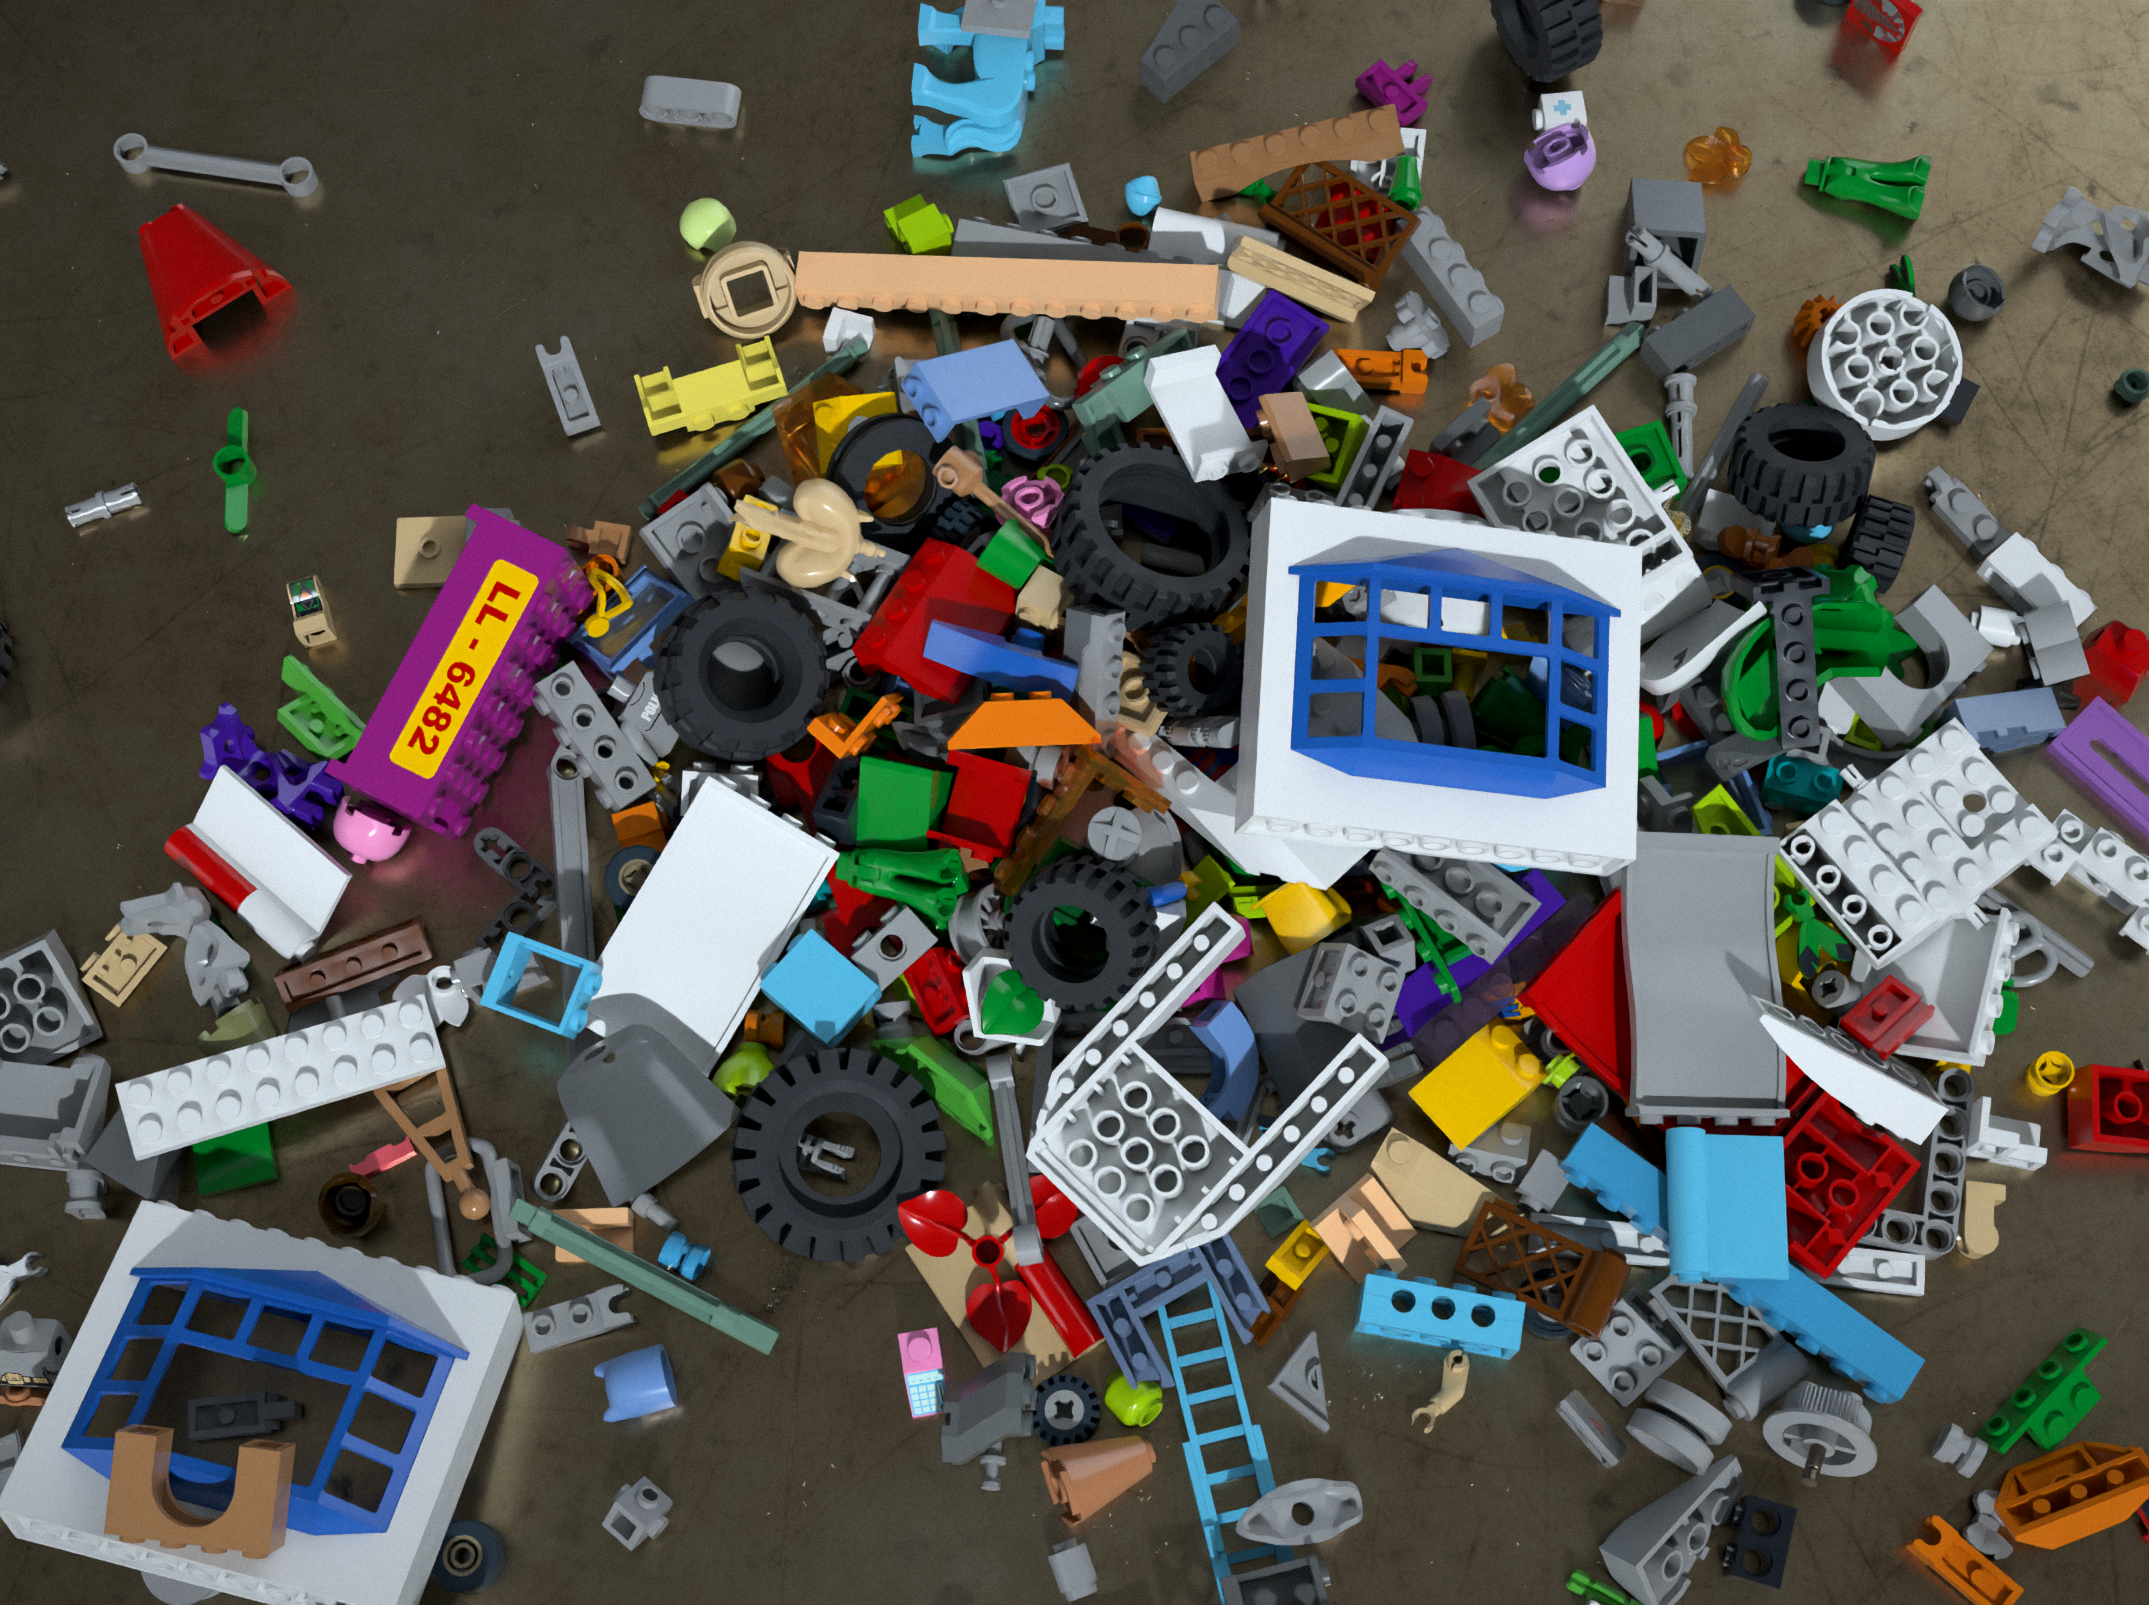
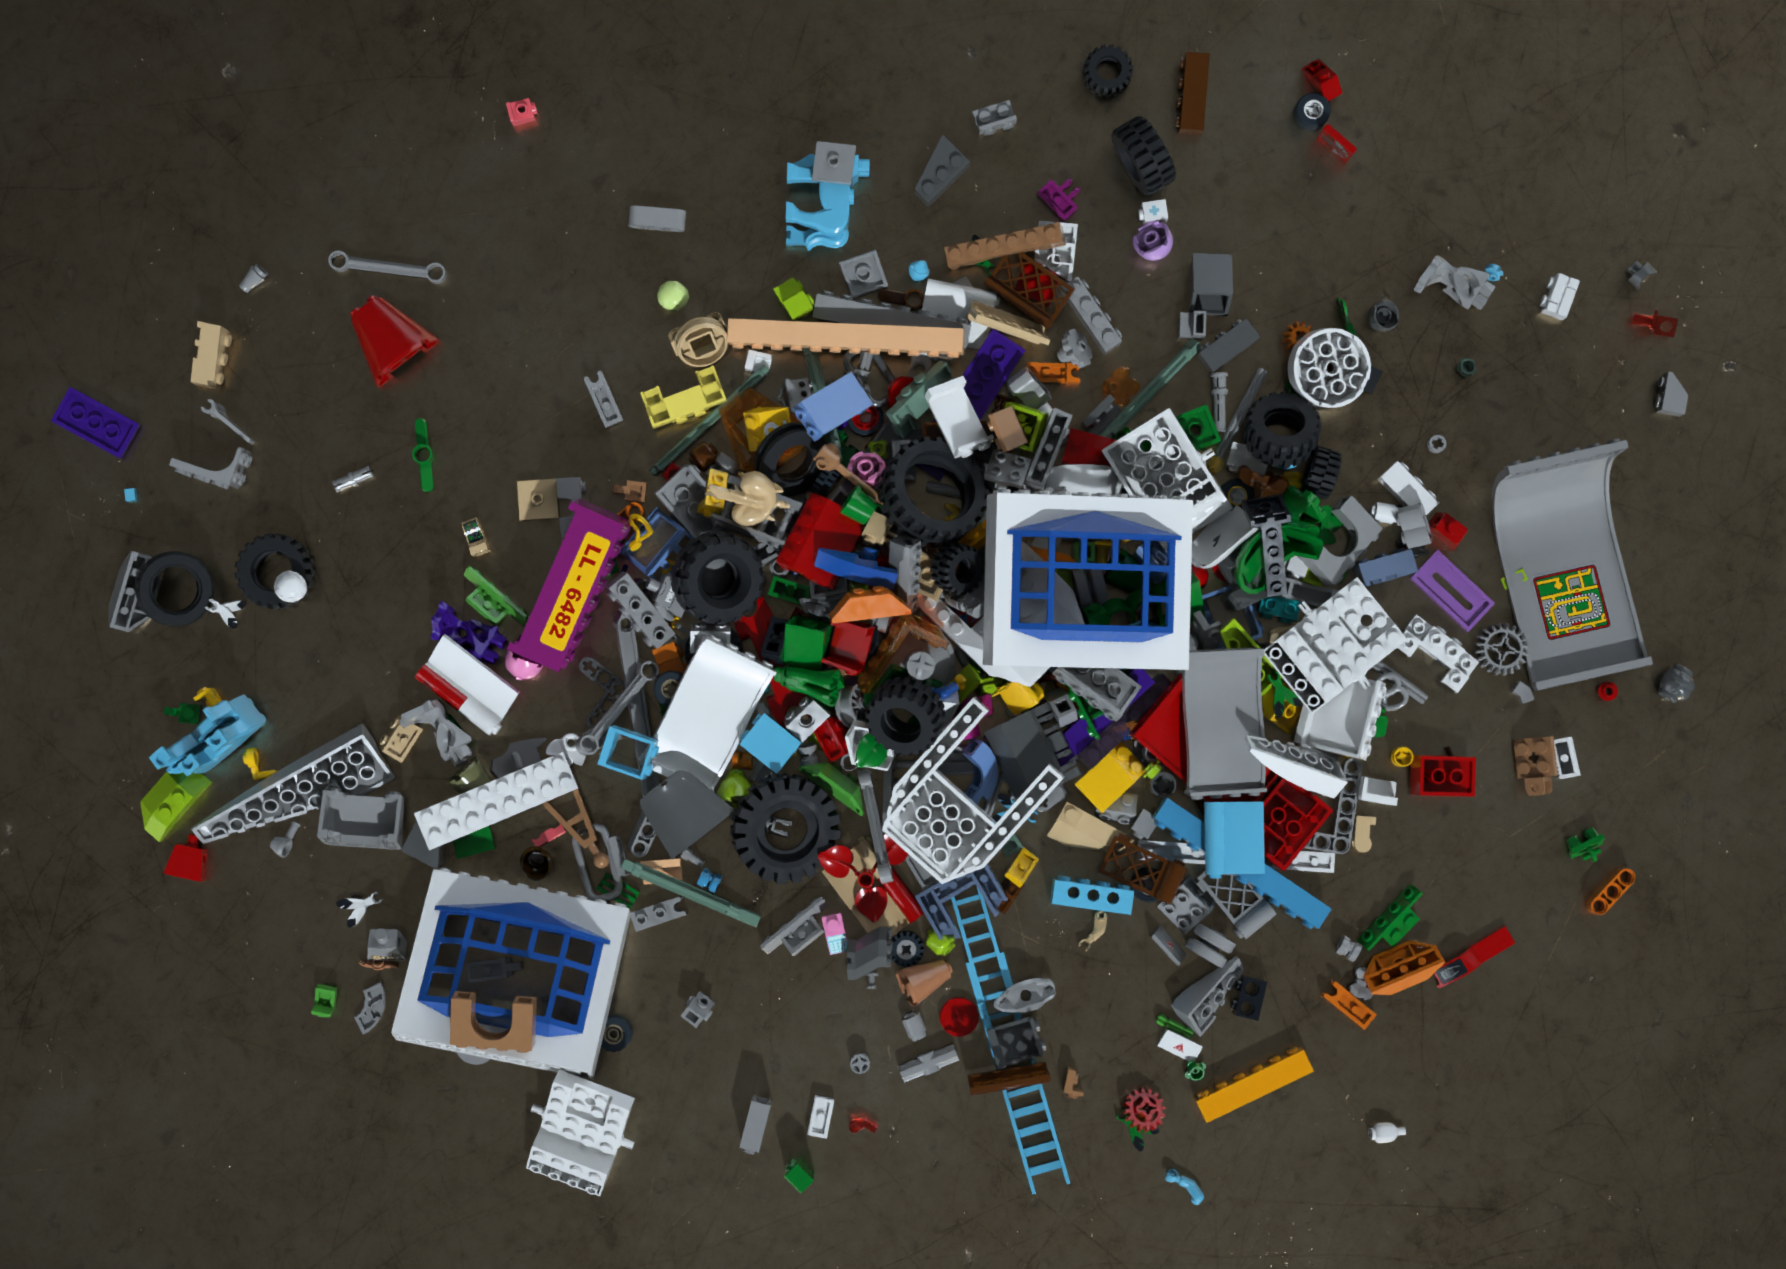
camera: 10 degrees left, 15 degrees up
(86, 1194) = (401, 864): light grey piece -> none
(353, 964) = (523, 734): reddish brown fence -> none
(530, 911) = (617, 707): none -> light grey piece
(638, 1383) = (692, 946): medium blue piece -> none
(847, 738) = (774, 609): orange bracket -> none
(852, 1363) = (799, 931): none -> light grey bracket
(1166, 1556) = (959, 1016): none -> red tile
(1301, 1383) = (1024, 929): light grey tile -> none
(1351, 991) = (1044, 738): light grey bracket -> none
(1364, 1229) = (1054, 853): light nougat bracket -> none
(1406, 185) = (1066, 265): green cone -> none
(1658, 255) = (1206, 305): light grey pin -> none
(1715, 156) = (1239, 233): clear orange plate -> none
(1822, 1433) = (1280, 945): light grey piece -> none
(1839, 1001) = (1298, 720): light grey wheel -> none
(1886, 1017) = (1318, 734): red plate -> none
(1888, 185) = (1316, 246): green piece -> none
(1964, 514) = (1372, 446): light grey hinge -> none
(2074, 512) = (1442, 441): none -> light grey bush

